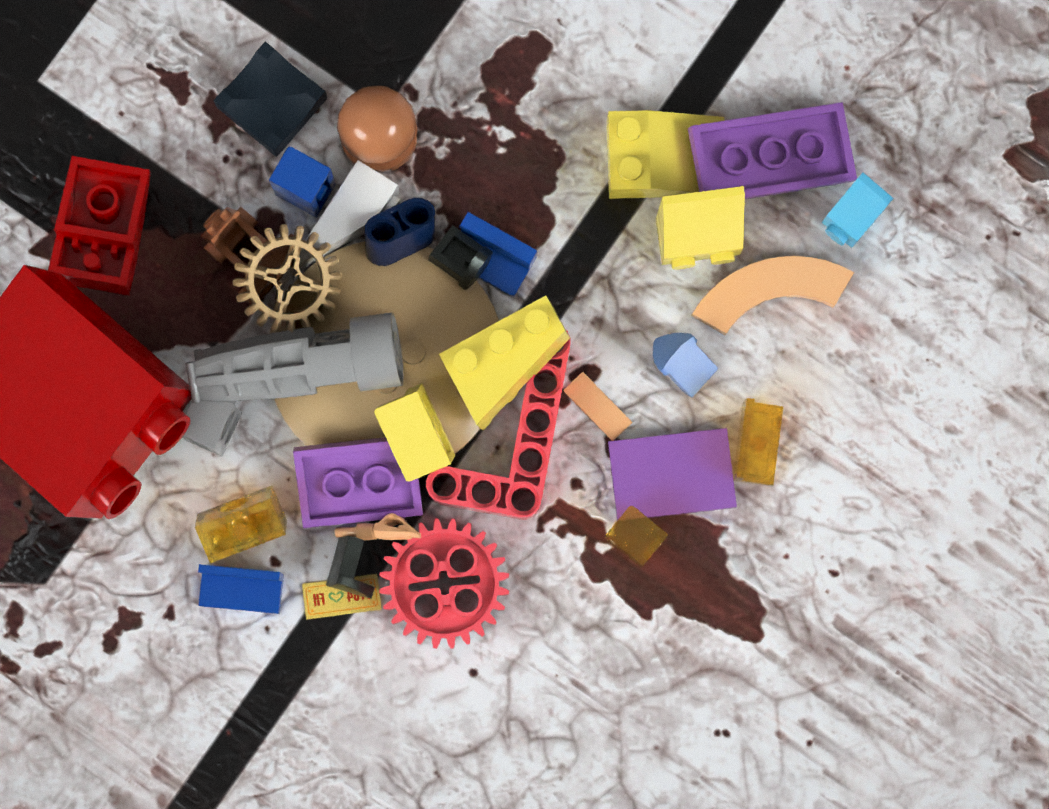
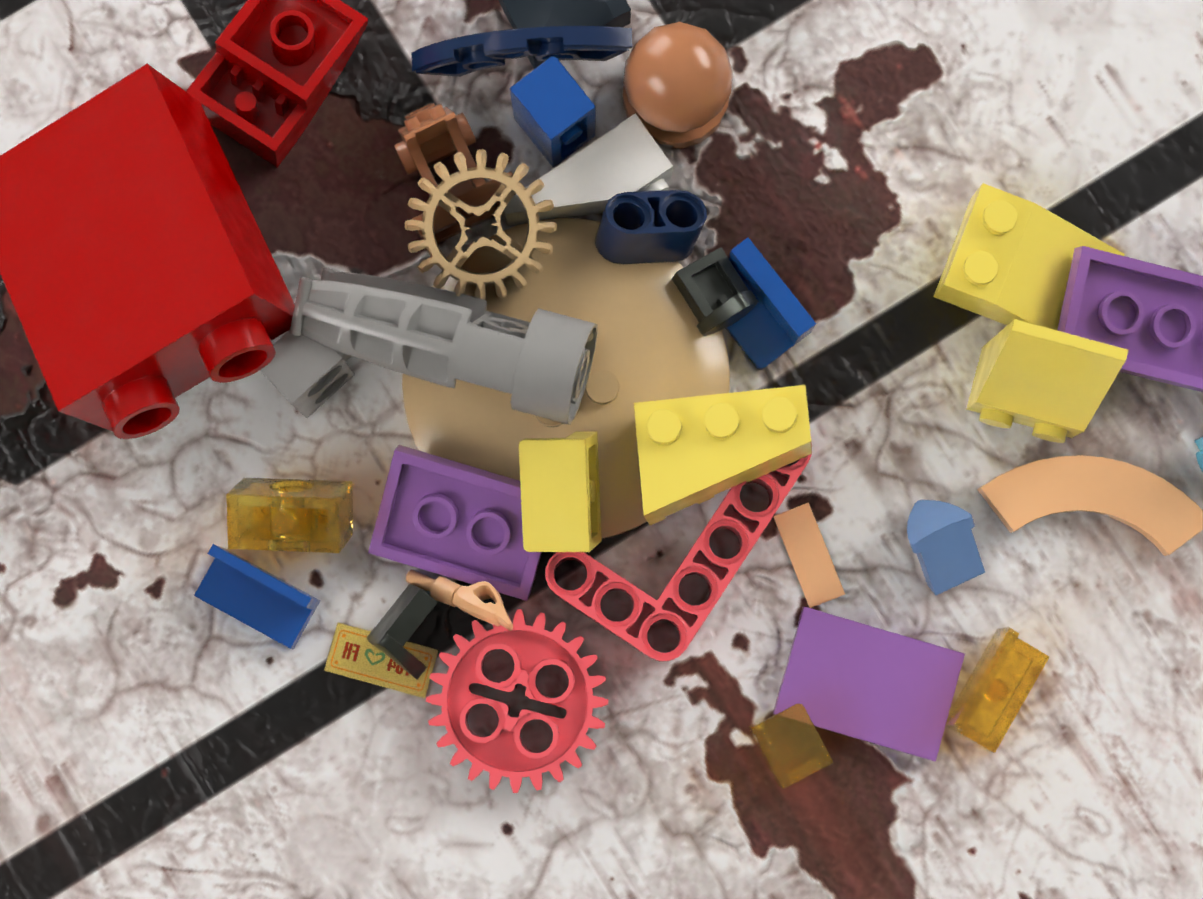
camera: 25 degrees right, 0 degrees up
(246, 155) = (490, 49): none -> dark blue tile

